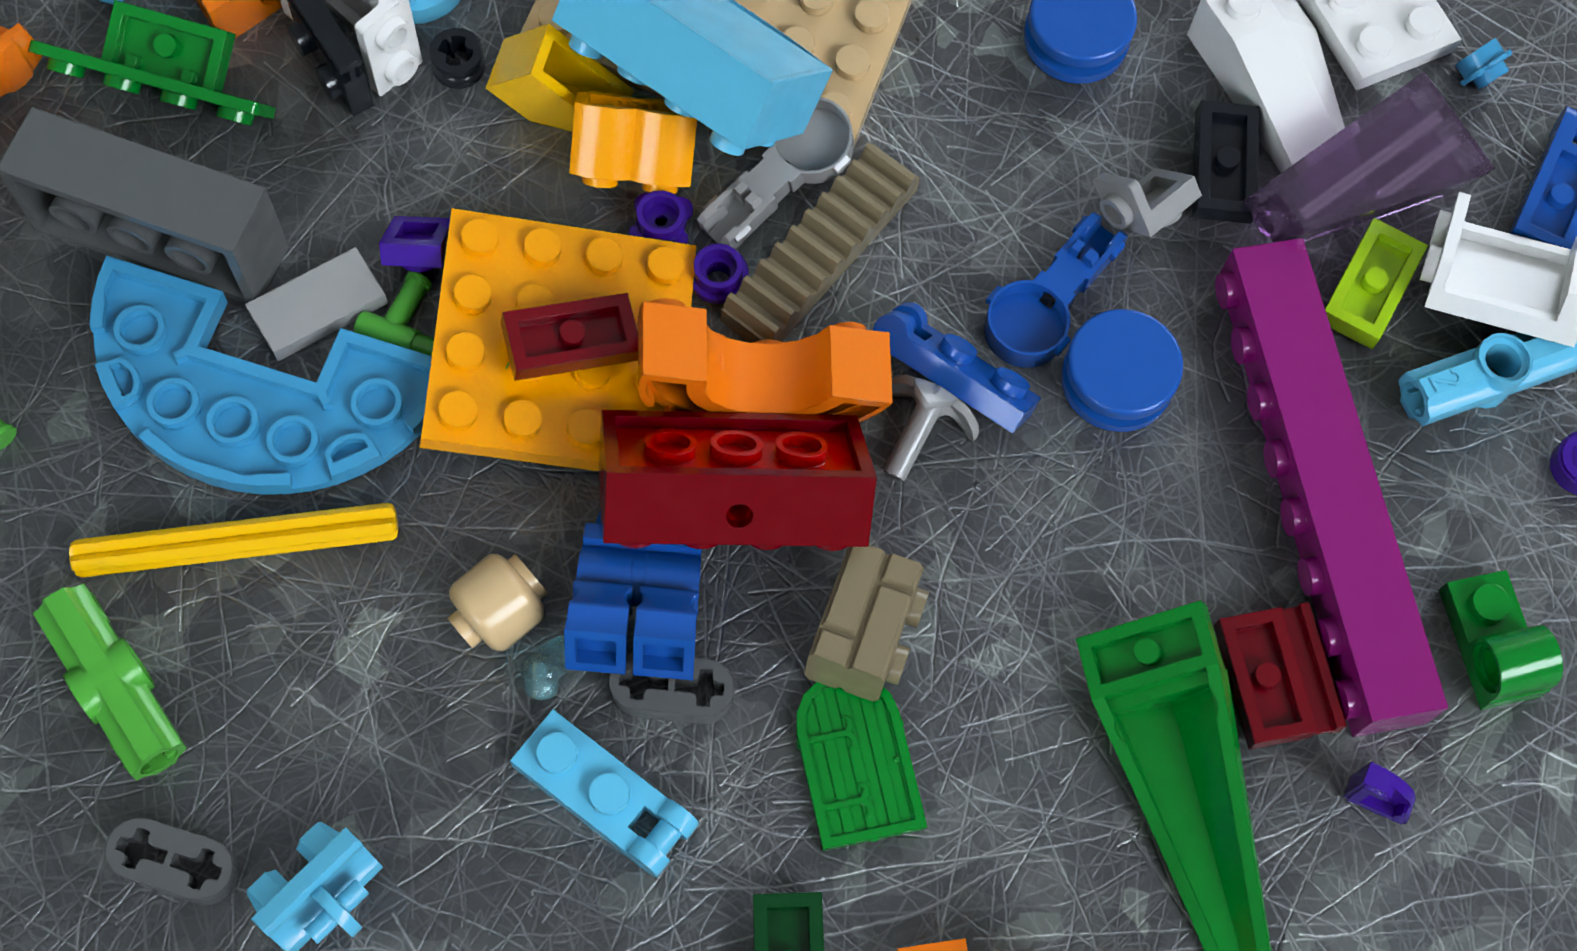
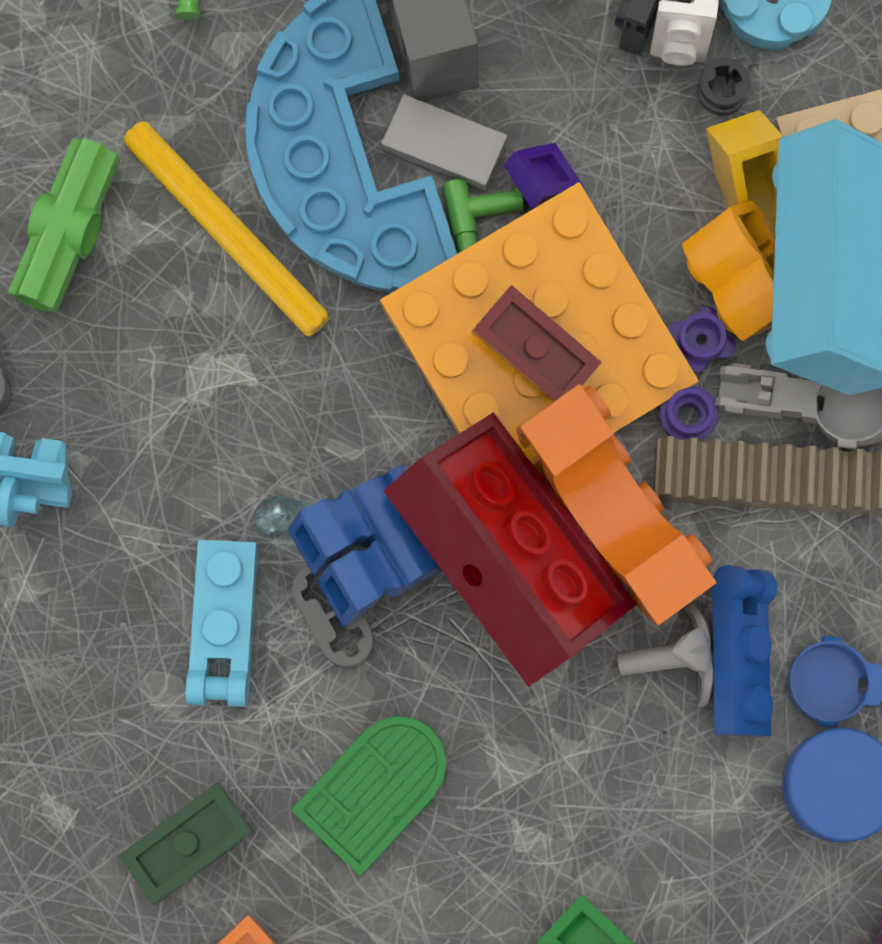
camera: 70 degrees right, 10 degrees up
(497, 602) = (303, 445): tan head -> none
(865, 621) = (479, 724): dark tan brick -> none

